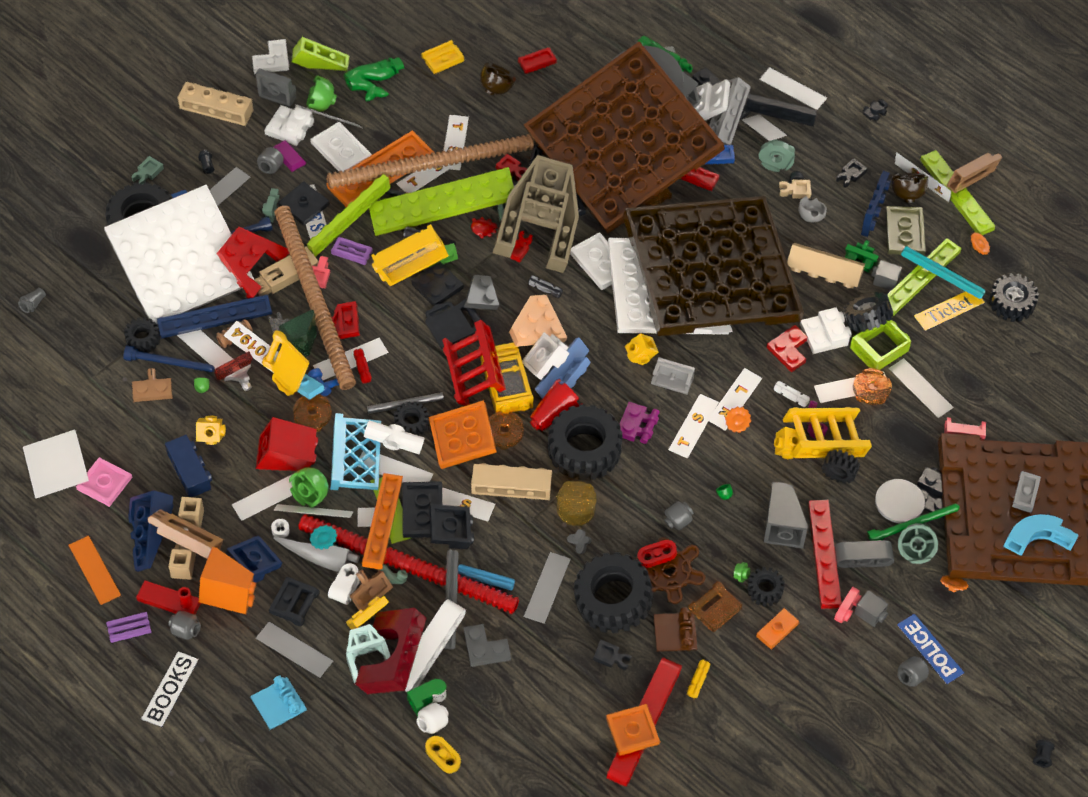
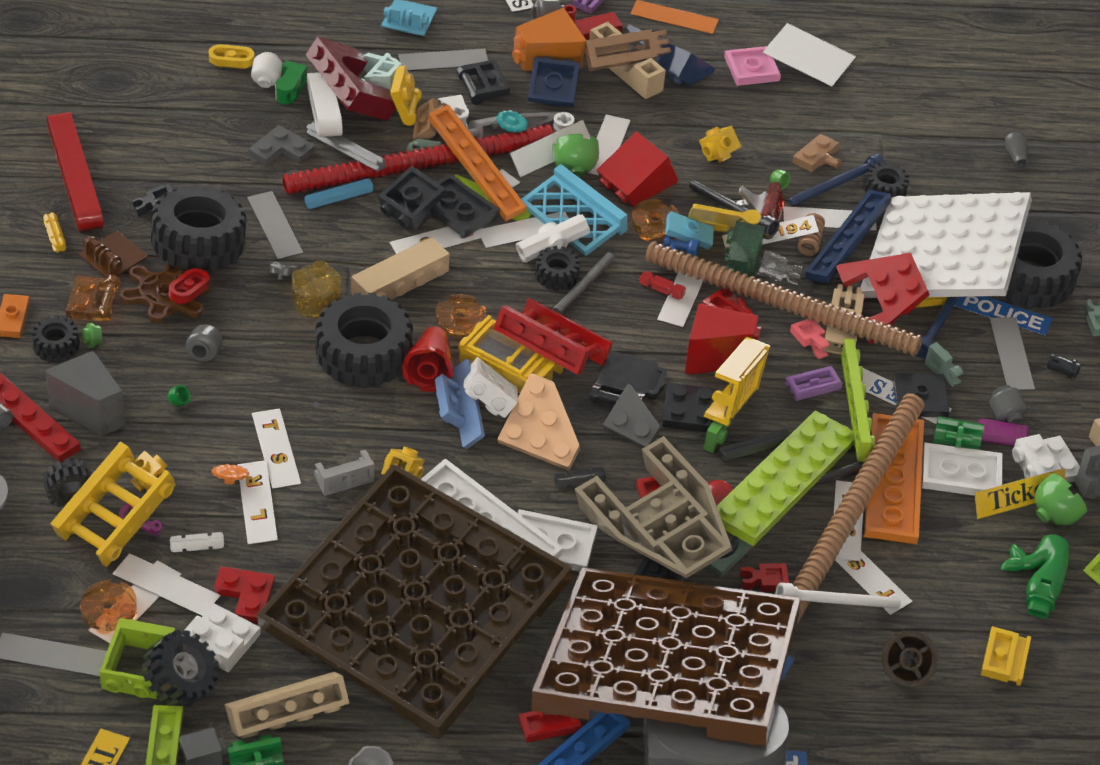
camera: 135 degrees right, 10 degrees down
(188, 466) = (699, 111): dark blue brick -> none
(259, 347) = (770, 223): none -> black piece
(319, 161) = (958, 433): none -> green hips
(384, 295) = (716, 336): none -> red slope
(462, 434) = (491, 278): orange plate -> none
(522, 138) = (788, 589): none -> white piece
(537, 60) = (902, 735): red plate -> none
(632, 420) = (343, 407): magenta plate -> none
(632, 729) = (73, 138): orange plate -> none
(826, 381) = (166, 584): none -> white sticker

